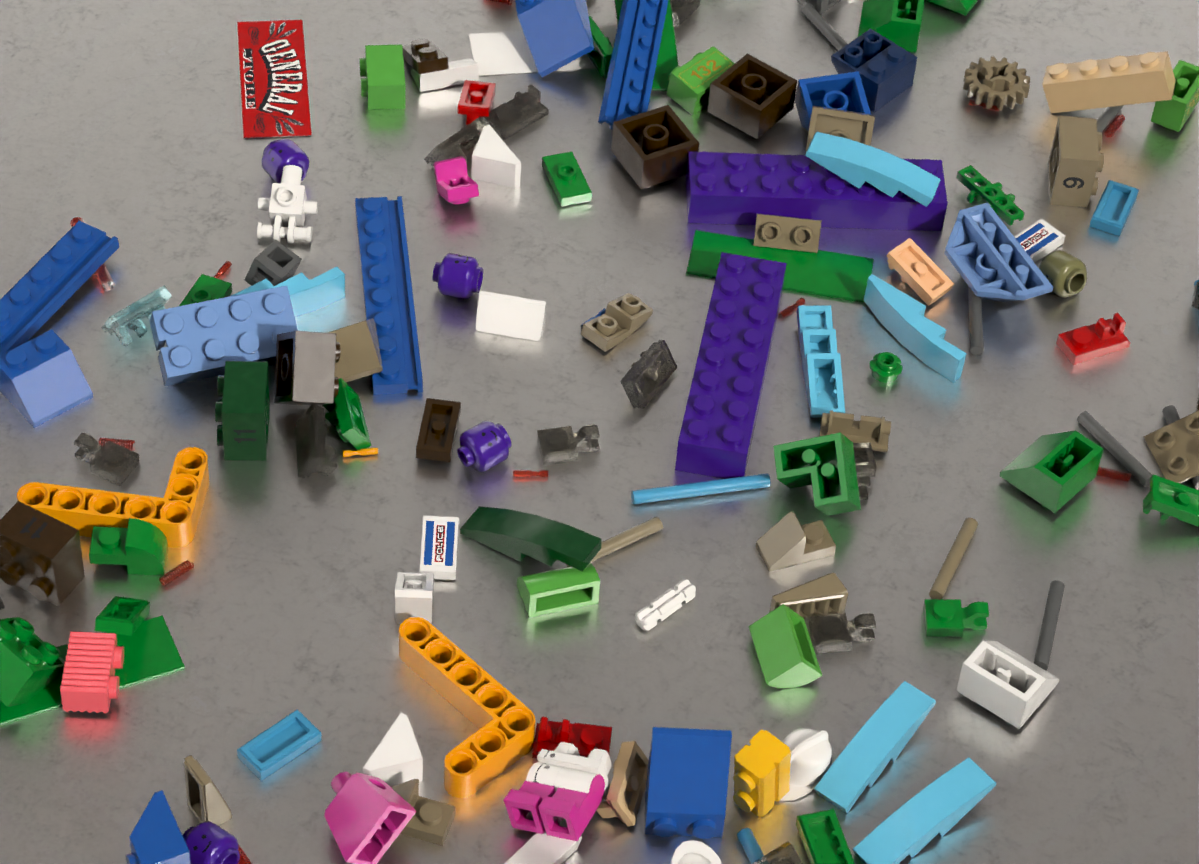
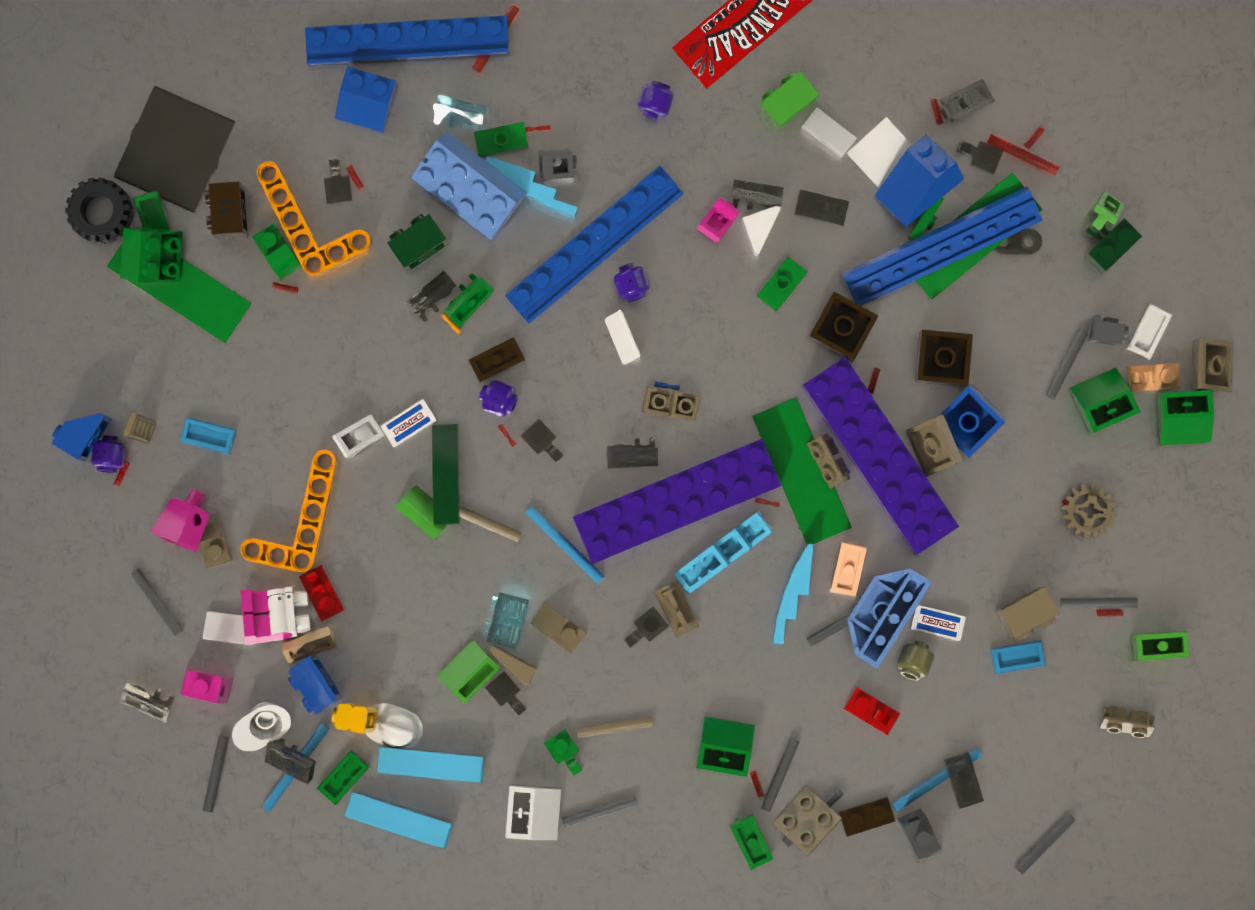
camera: 60 degrees right, 40 degrees up
(90, 672) = (177, 300): coral brick -> none
(122, 616) = (224, 289): green plate -> none
(287, 208) = (614, 132): white piece -> none
(306, 368) = (467, 259): brick -> none
(359, 351) = (516, 258): dark tan slope -> none
(397, 755) = (238, 508): white slope -> none
(425, 56) = (826, 113): dark brown plate -> none
(476, 99) = (808, 177): red plate -> none
(665, 605) = (456, 581): white axle -> none
(691, 82) = (941, 312): bright green brick -> none
(748, 577) = (507, 620): none -> clear light blue brick
(825, 464) = (617, 616): green brick -> none
(863, 163) = (899, 493): medium azure slope -> none
(882, 65) = (1037, 420): dark blue slope -> none
(885, 367) = (757, 594): green plate -> none
(990, 193) = (969, 565): green piece -> none
(1109, 82) = (1124, 595): tan brick -> none

